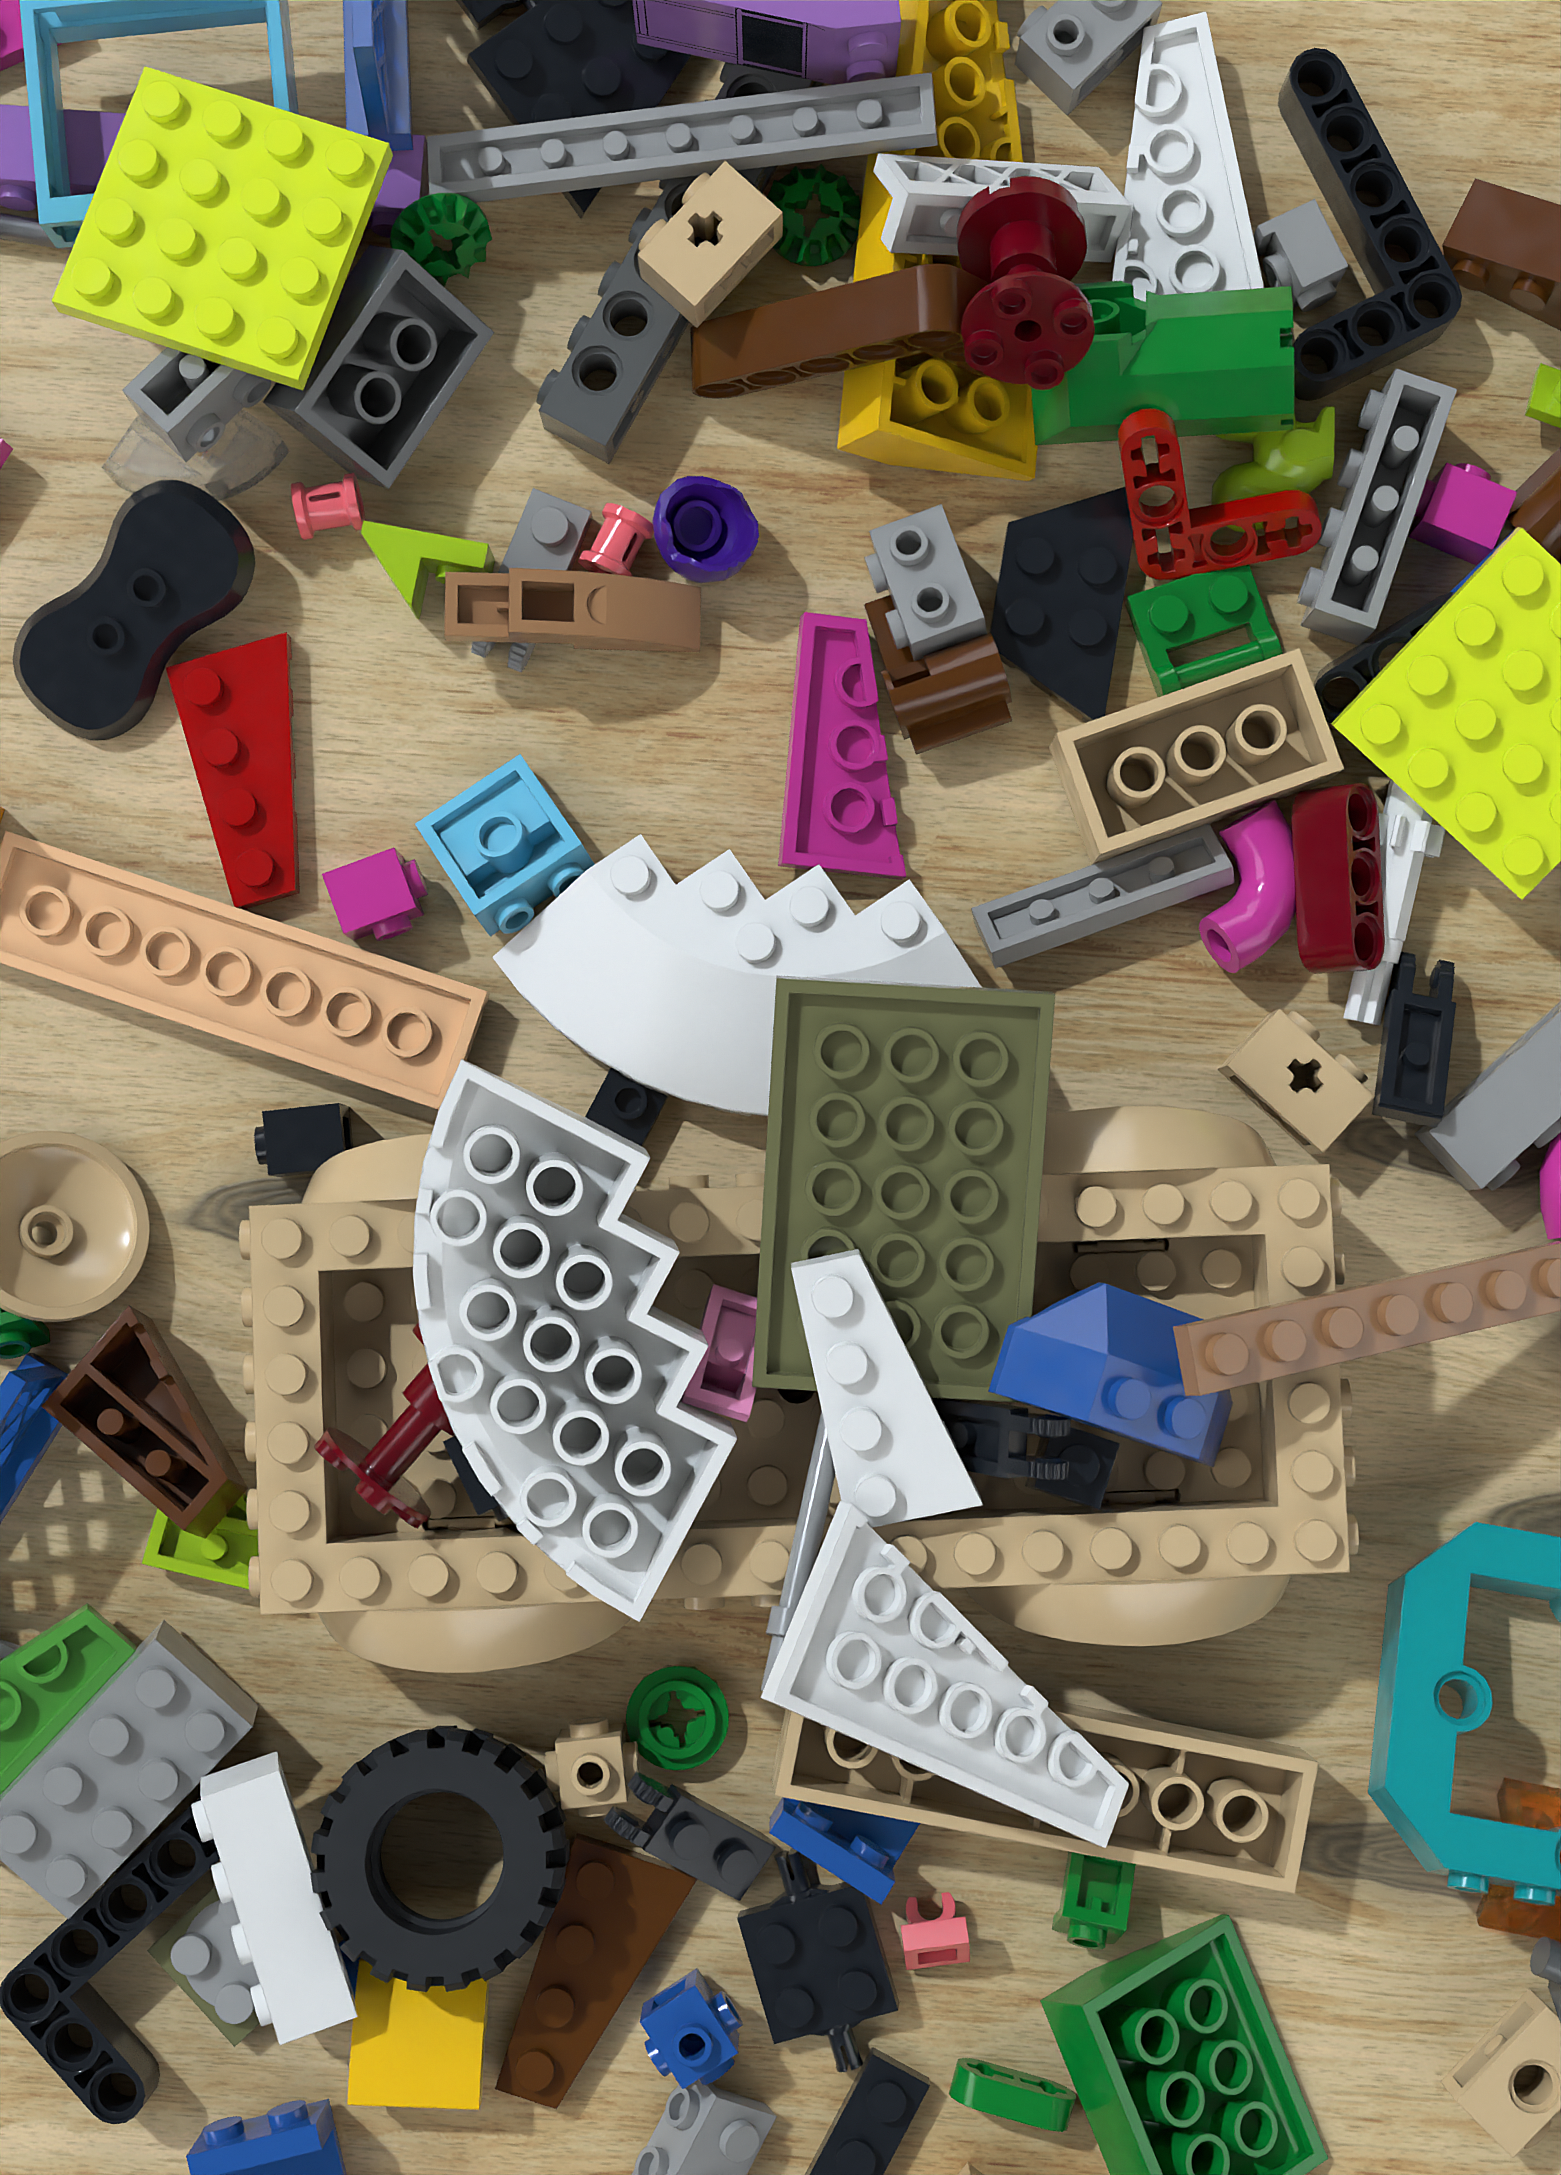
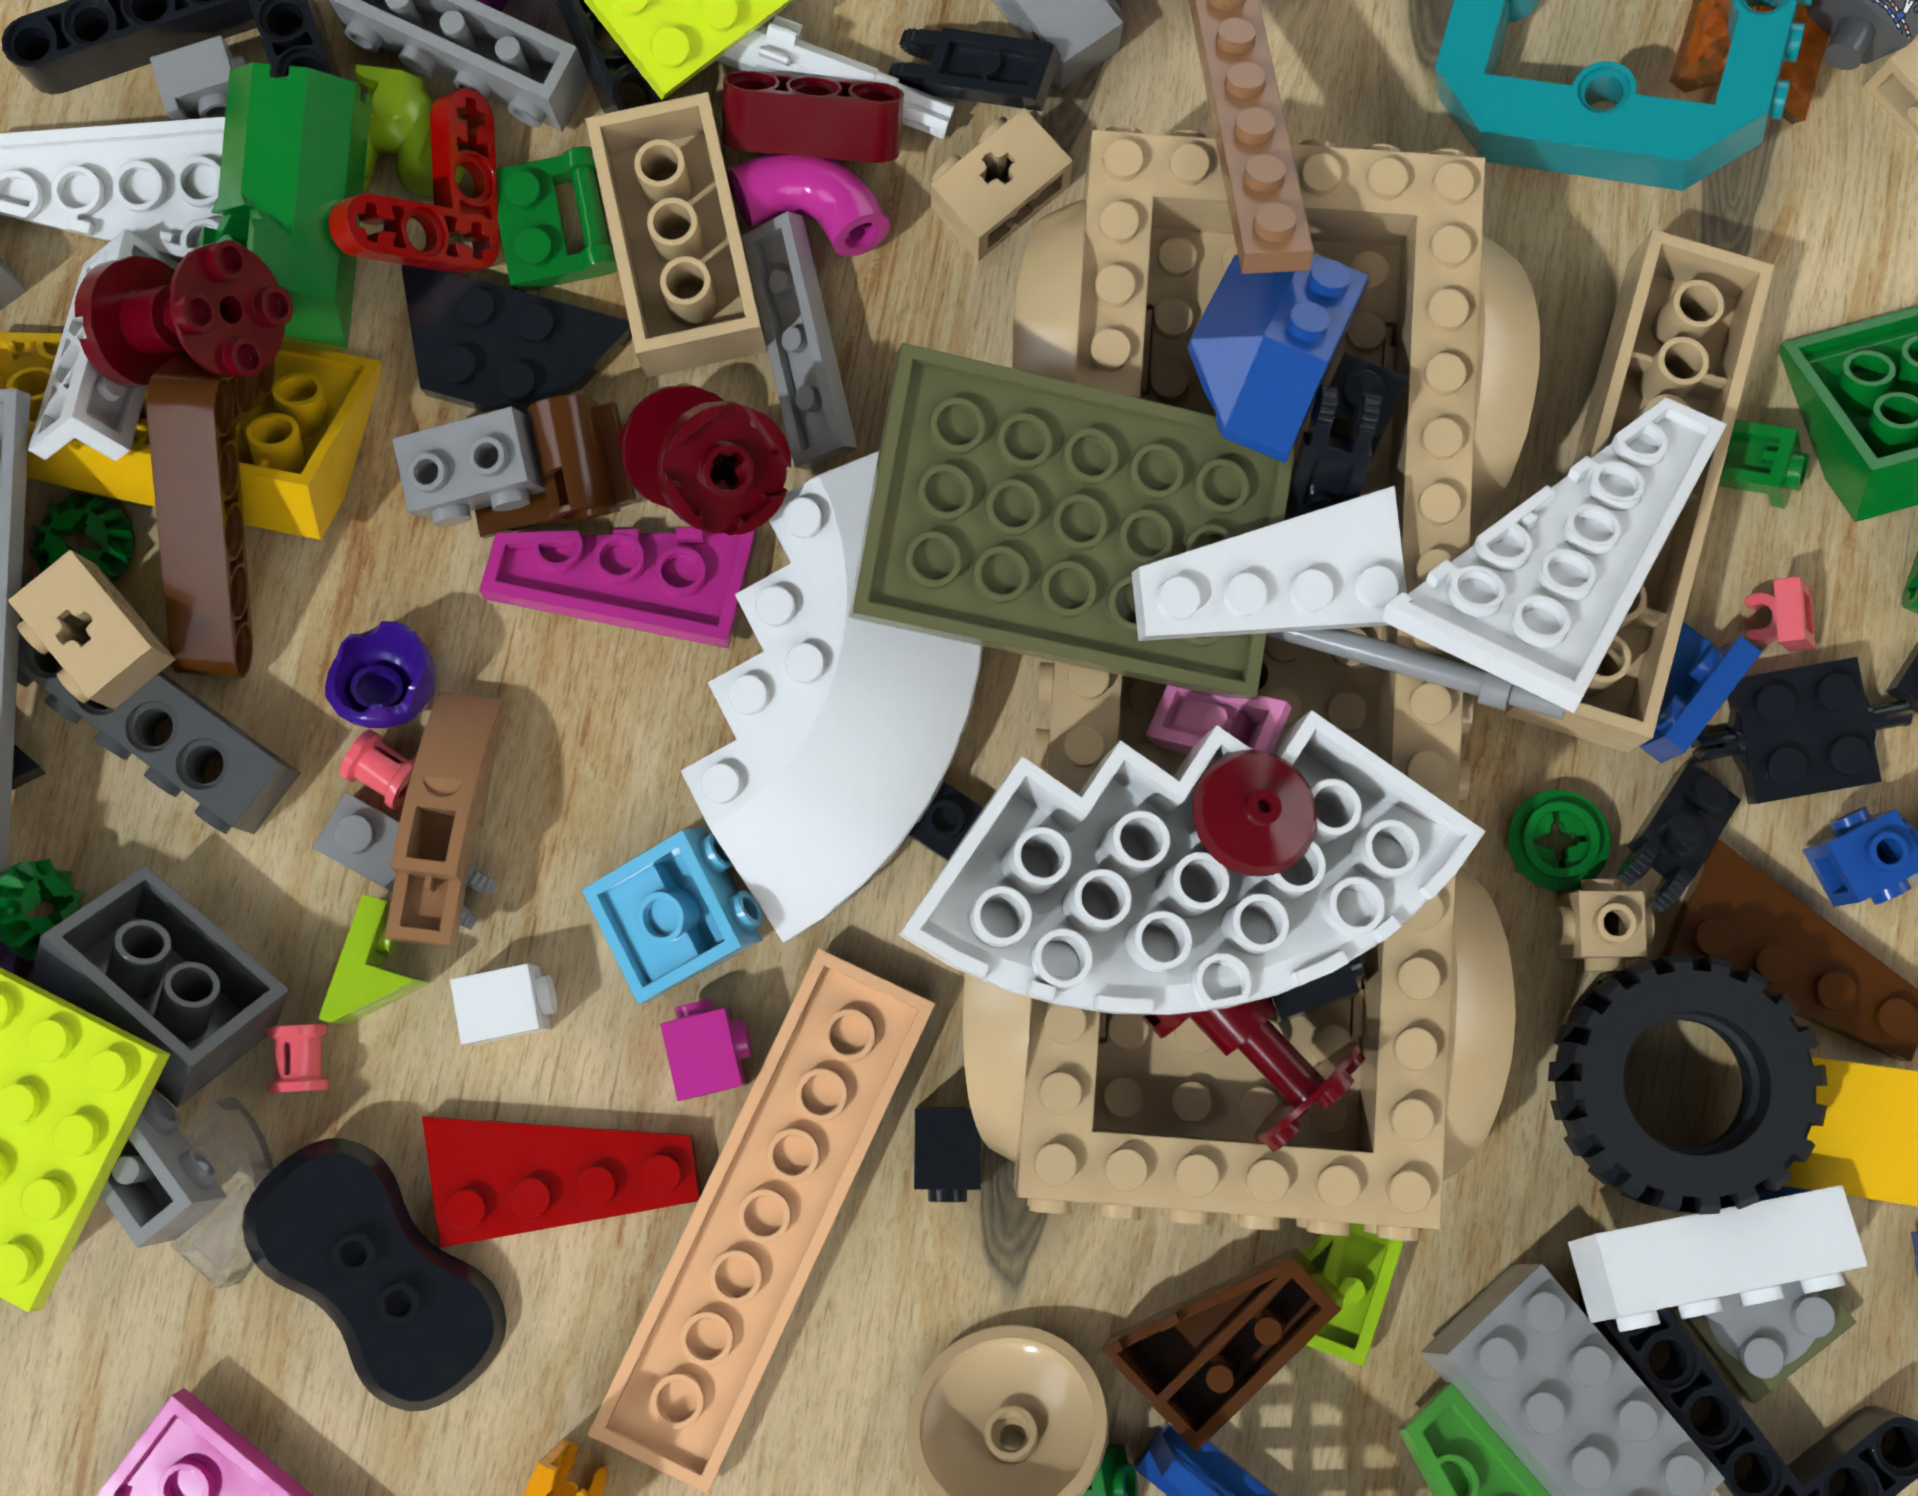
camera: 85 degrees left, 5 degrees down
(400, 694) = (503, 1003): none -> white brick
(625, 1391) = (1254, 813): none -> dark red piece
(948, 820) = (706, 459): none -> dark red piece

